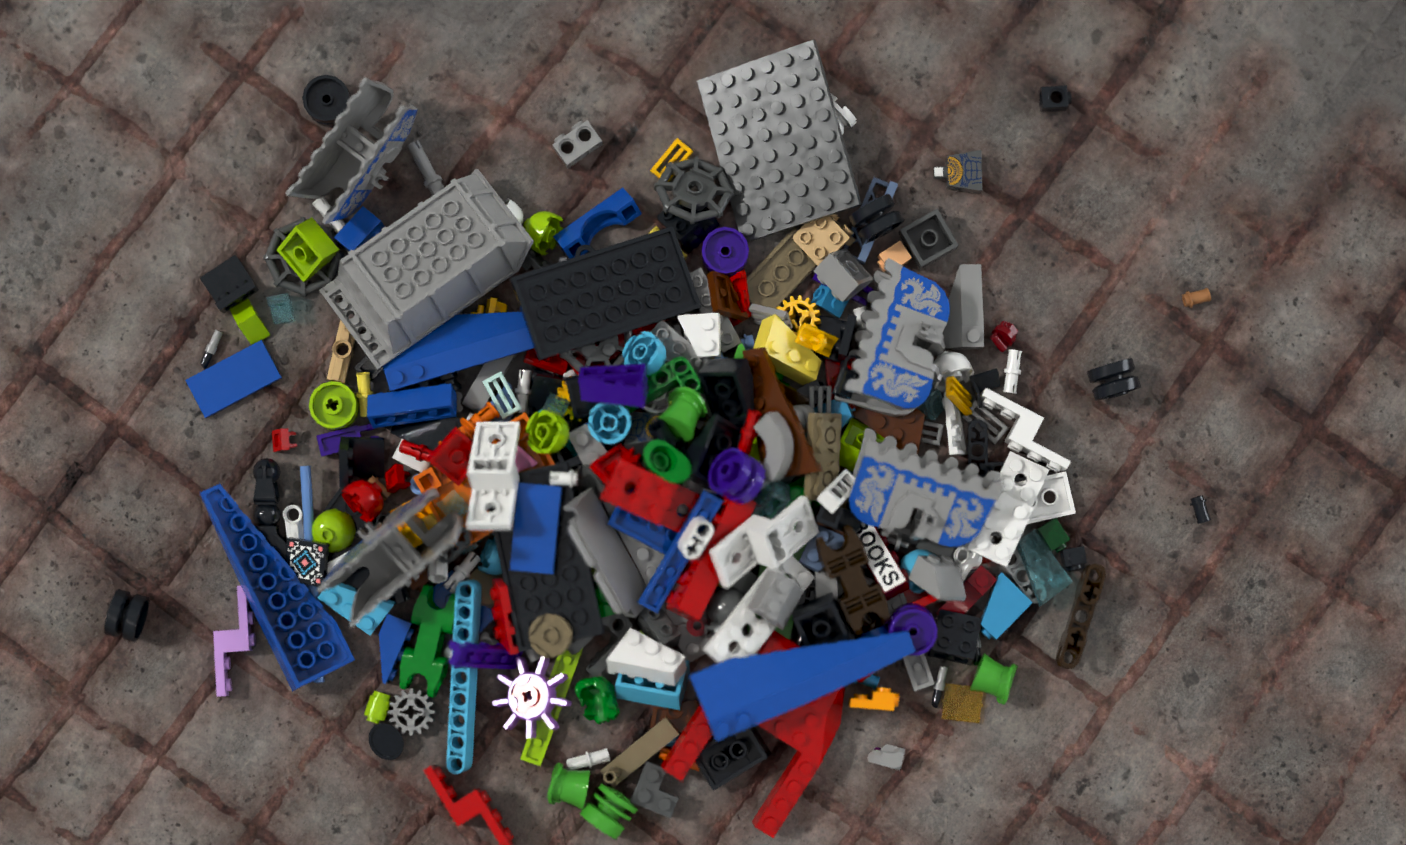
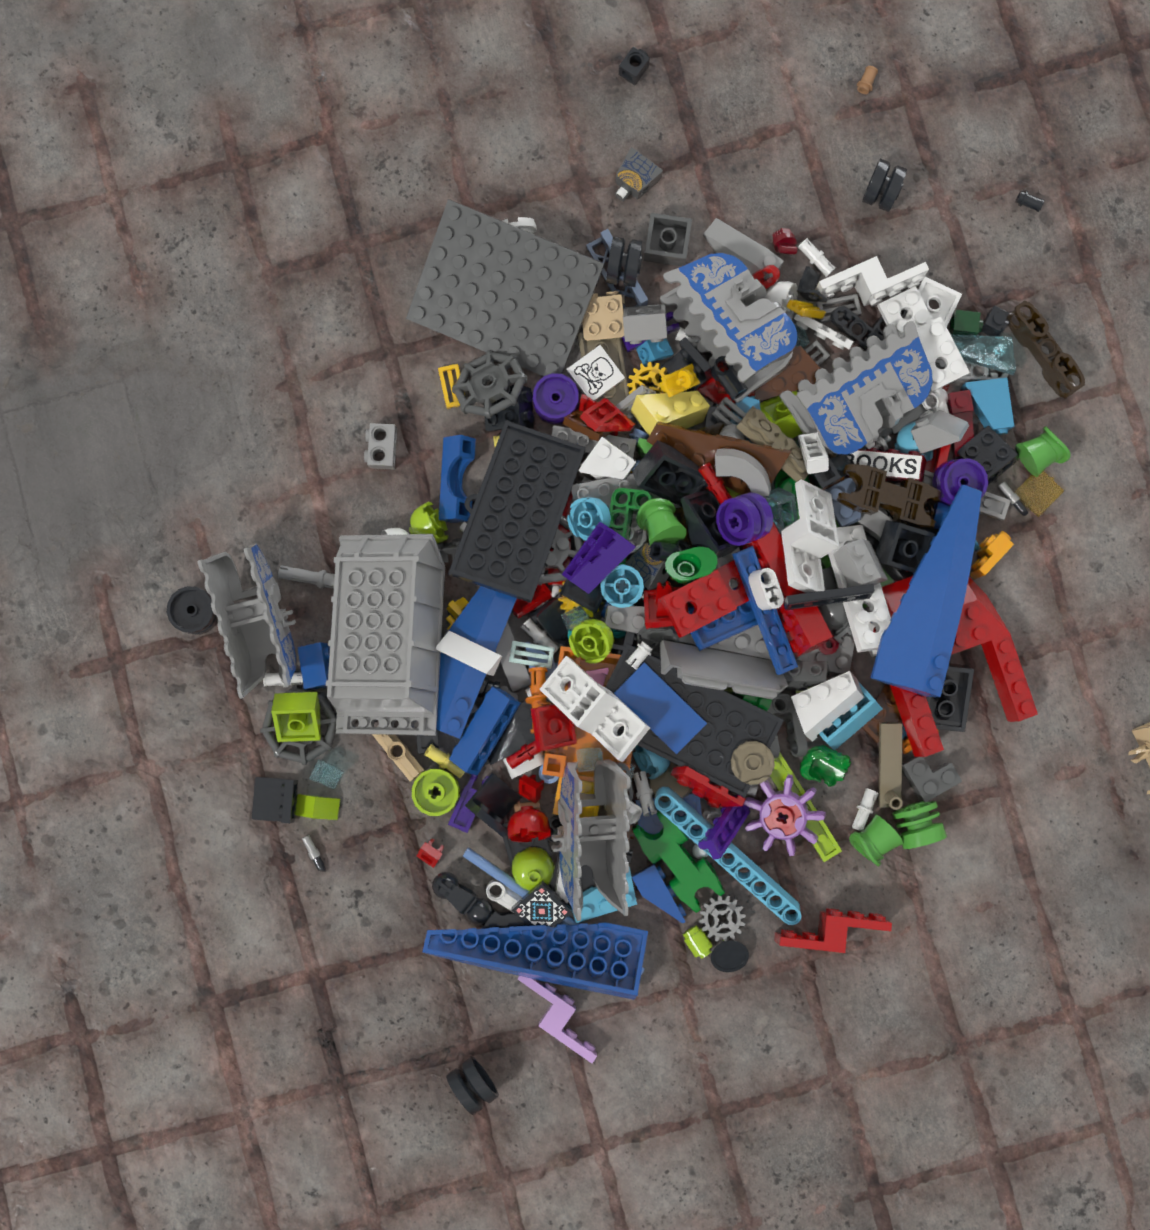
camera: 50 degrees left, 0 degrees up
(233, 379) = (351, 854): blue tile -> none
(462, 344) = (469, 653): none -> white slope
(727, 591) = (828, 597): none -> black tile
(738, 304) = (606, 417): none -> red wing
(771, 268) = (595, 373): none -> white tile
(887, 756) = (1039, 578): light grey rock -> none
(897, 253) = (657, 282): light nougat brick -> none
(956, 336) = (769, 281): none -> red beam

